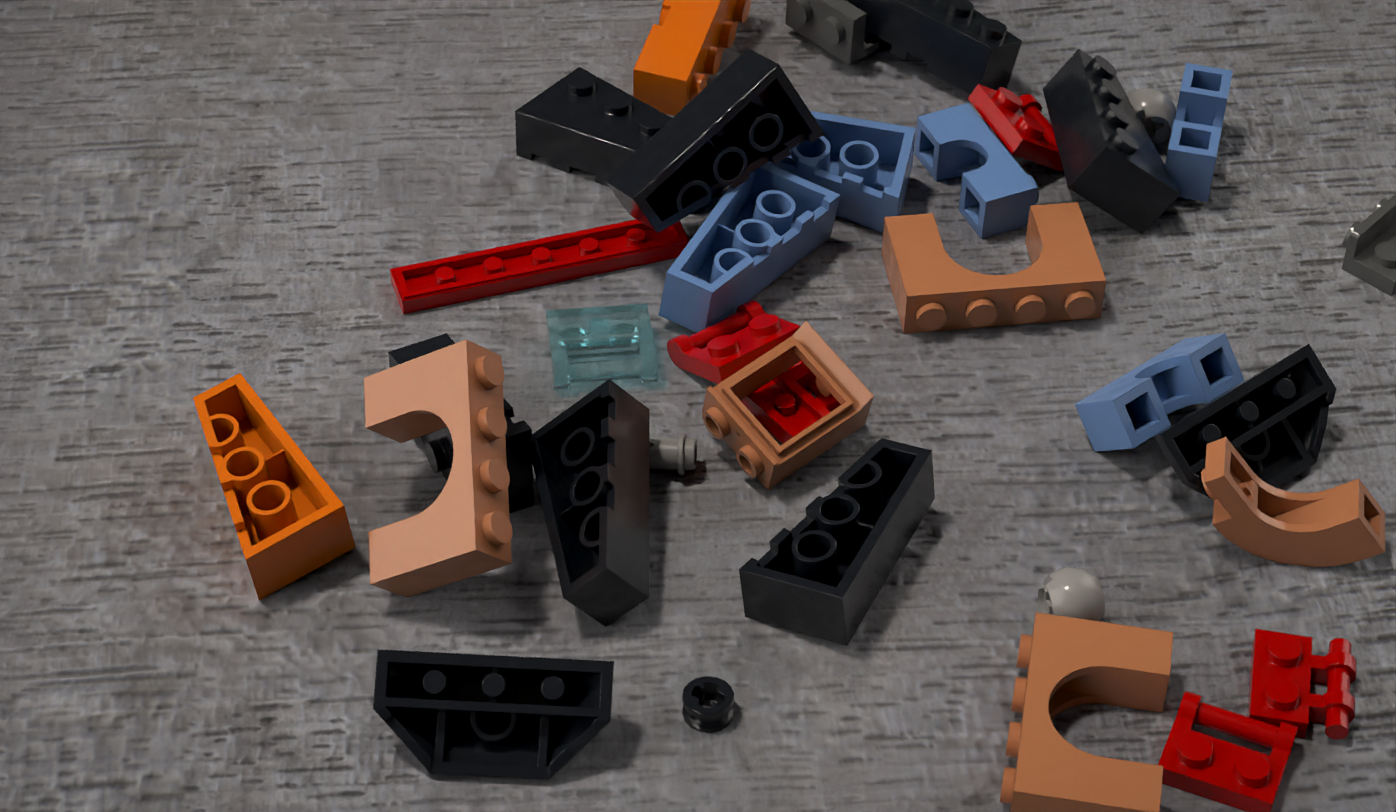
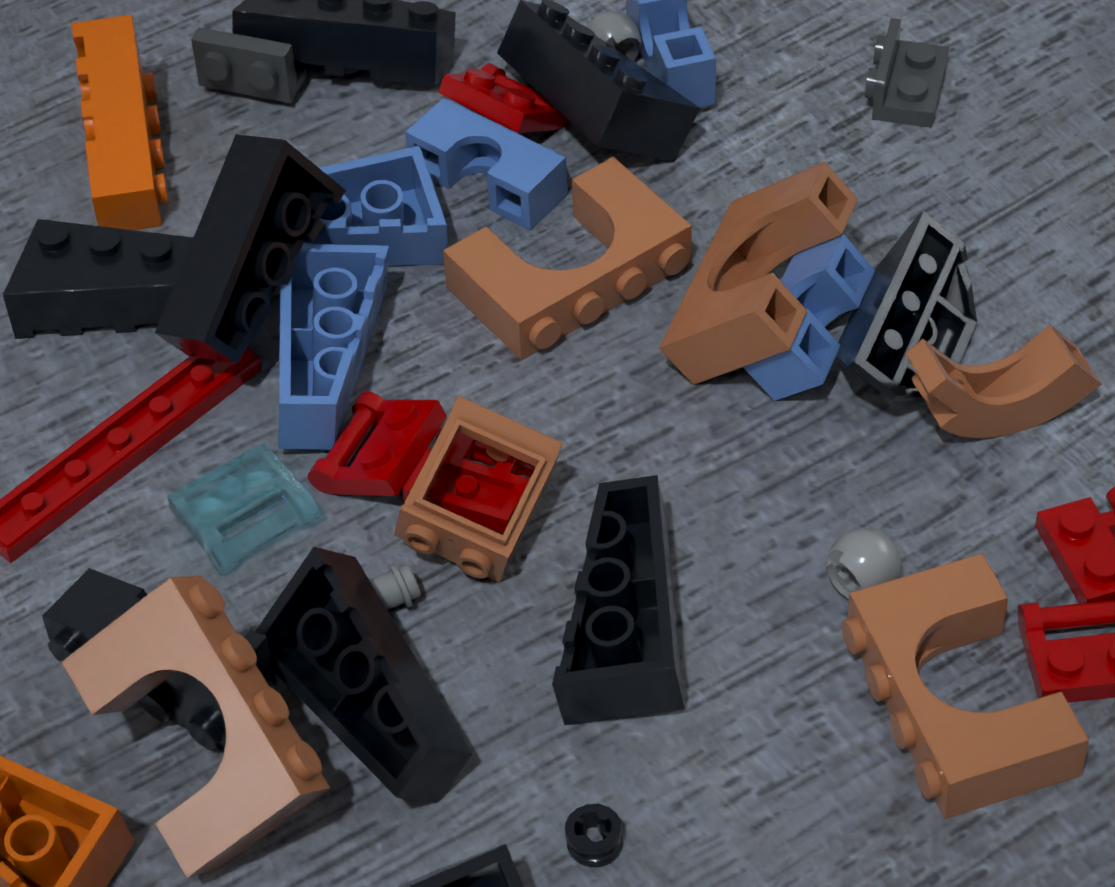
camera: 25 degrees left, 5 degrees up
(1102, 355) = (733, 305): none -> nougat arch

